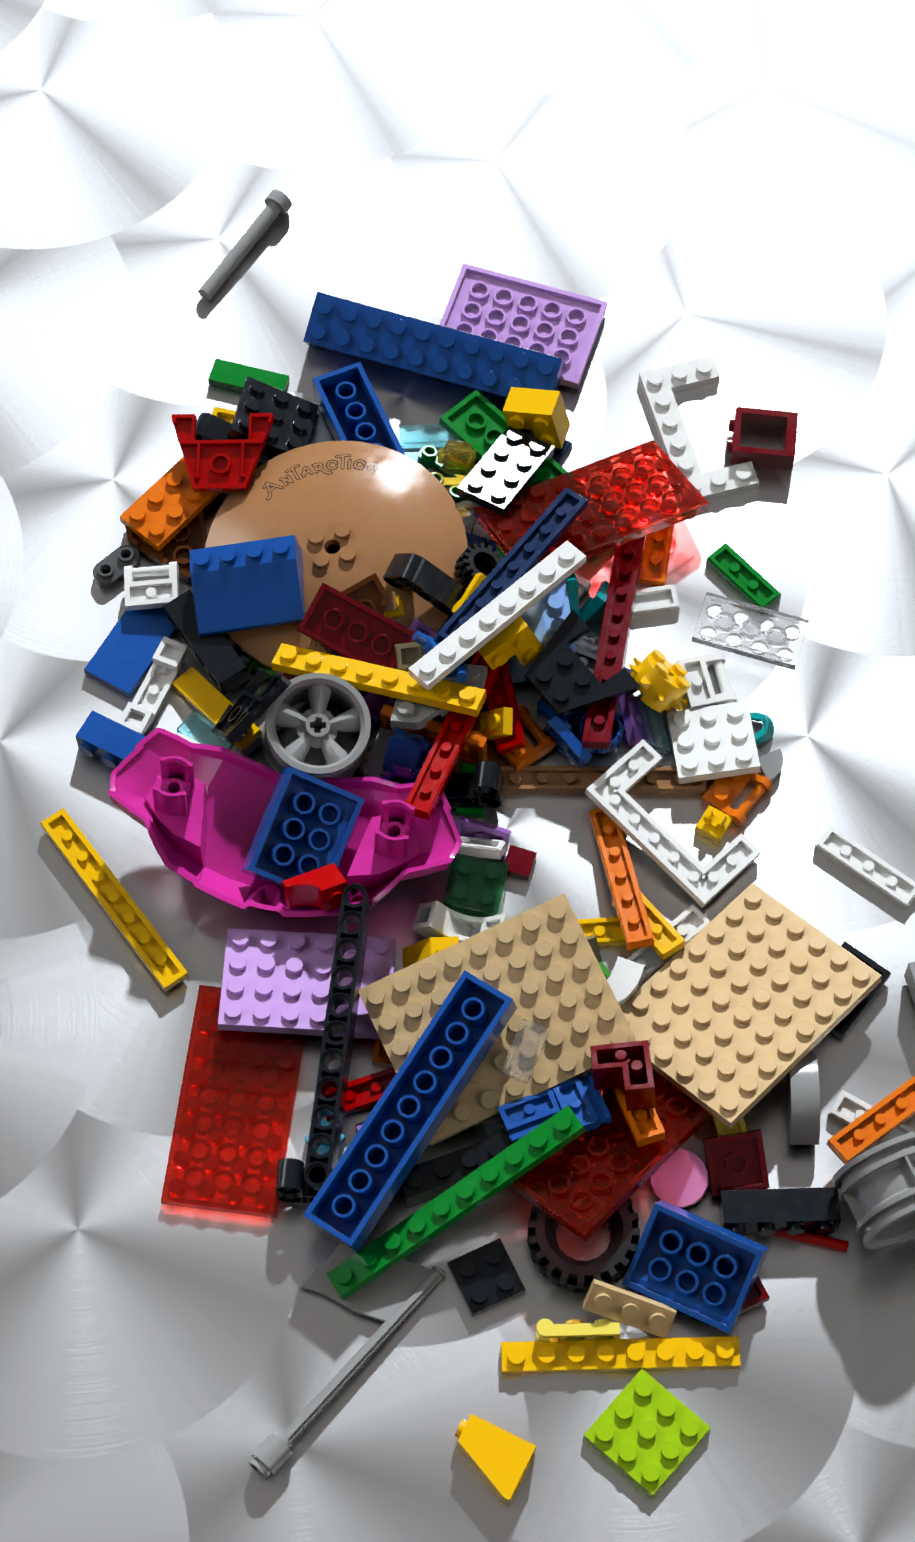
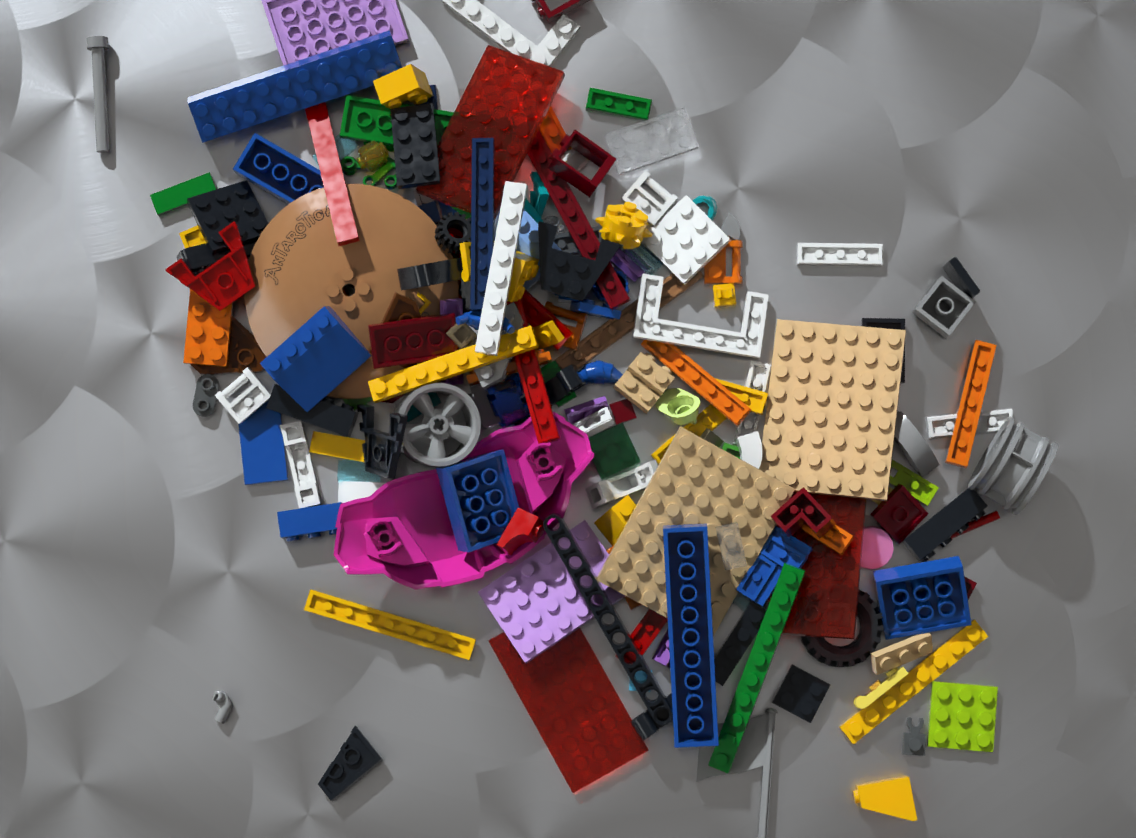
camera: 35 degrees left, 20 degrees up
(403, 441) = (332, 174): none -> tile
(526, 812) = (600, 373): none -> blue piece
(564, 846) = (644, 382): none -> tan plate
(572, 1418) = (914, 741): none -> dark grey plate
(582, 894) = (679, 406): none -> yellowish green piece
(674, 580) = (591, 152): none -> dark red window
(778, 1151) = (917, 486): none -> lime plate

